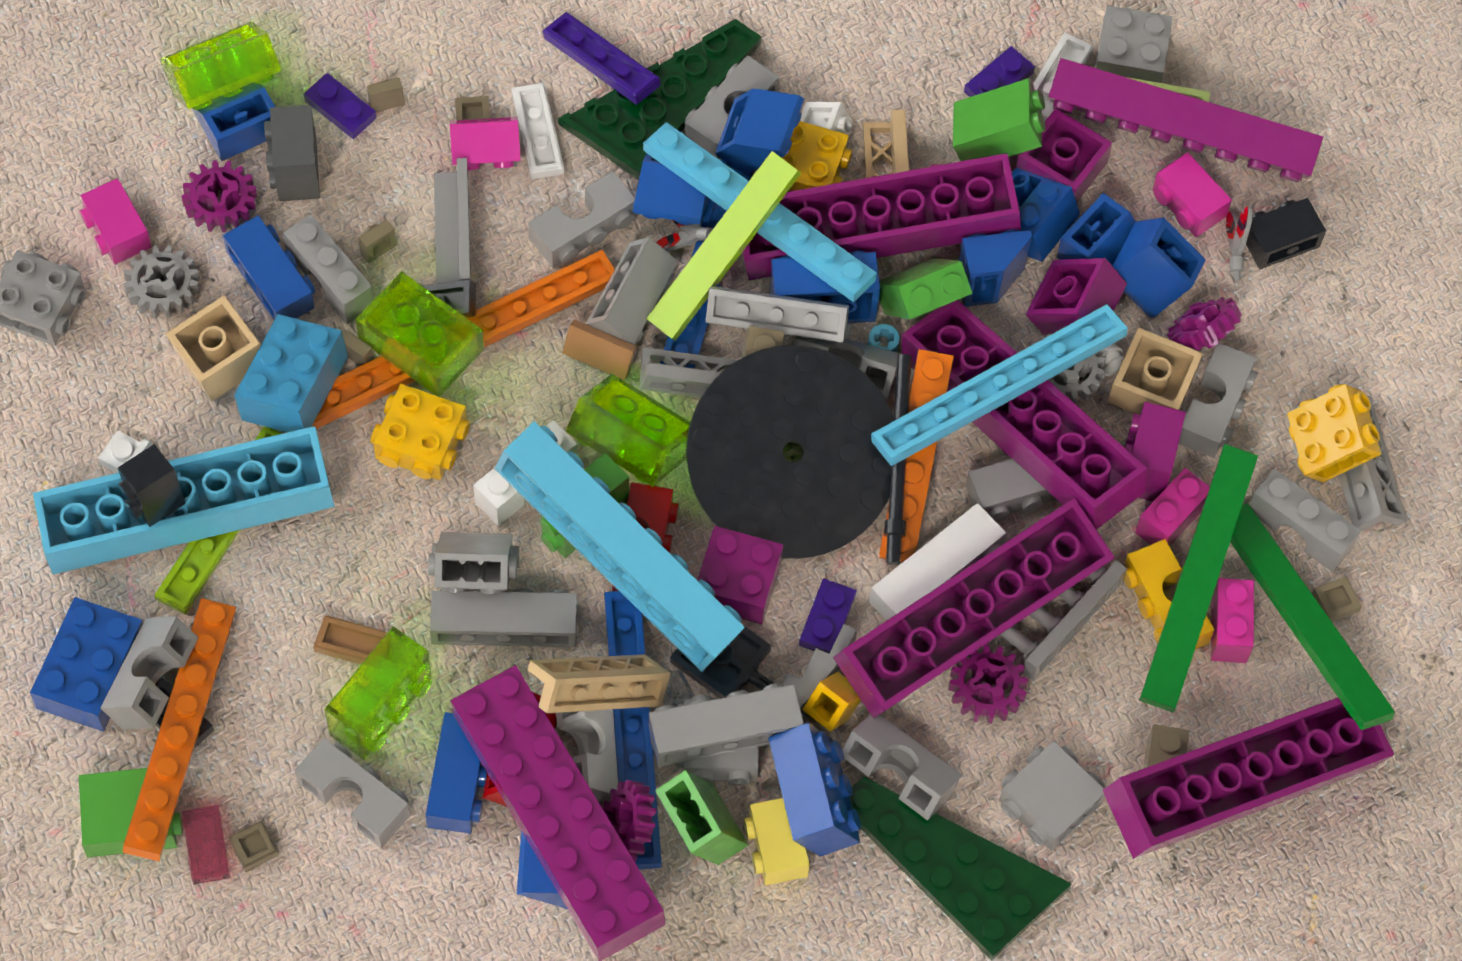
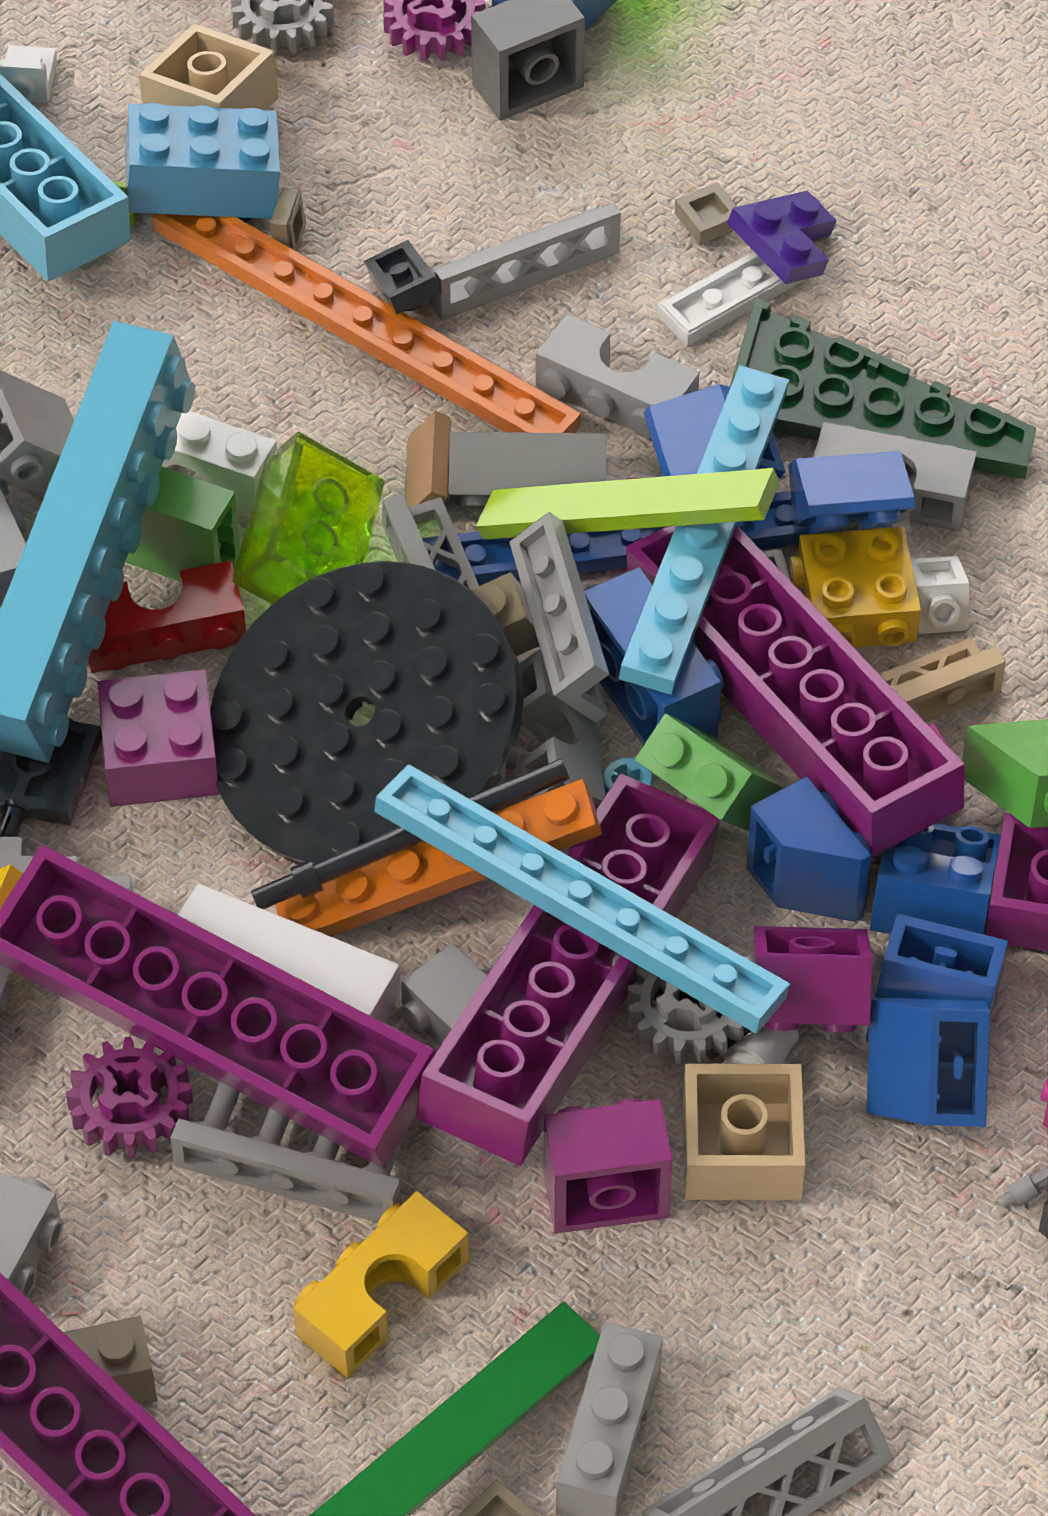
camera: 70 degrees right, 10 degrees down
(269, 269) = (353, 101): blue brick -> none
(319, 254) = (401, 129): light grey arch -> none
(340, 106) = (643, 86): dark purple plate -> none
(377, 240) = (459, 186): dark tan plate -> none
(385, 94) = (680, 116): dark tan tile -> none
(420, 334) = (323, 256): clear neon green brick -> none
(420, 432) = (209, 322): yellow brick -> none
(485, 141) = (667, 233): dark pink brick -> none
(511, 86) = (782, 234): none -> dark purple plate
(601, 58) = (877, 308): dark purple tile -> none
(827, 616) = (158, 870): dark purple plate -> none
(1173, 509) = (533, 1238): dark pink brick -> none
(1198, 578) = (416, 1291): green tile -> none
(1205, 323) = (868, 1162): magenta gear -> none
(1228, 376) = (714, 1246): light grey arch -> none
(1232, 620) = (383, 1380): dark pink brick -> none
(1334, 433) = (775, 1404): yellow brick -> none

